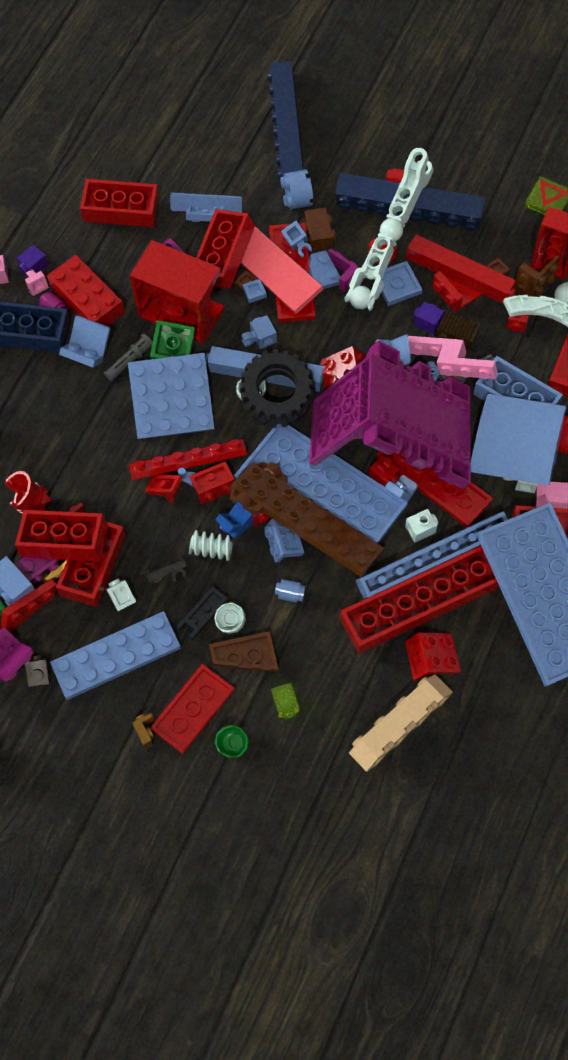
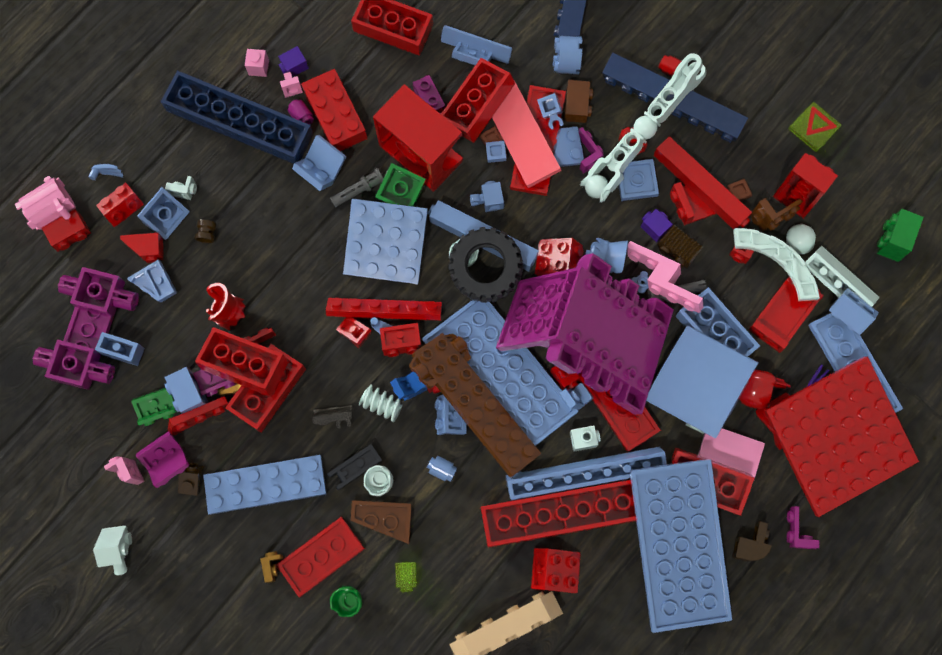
camera: 15 degrees right, 10 degrees up
(120, 594) = (284, 426): light aqua bracket -> none

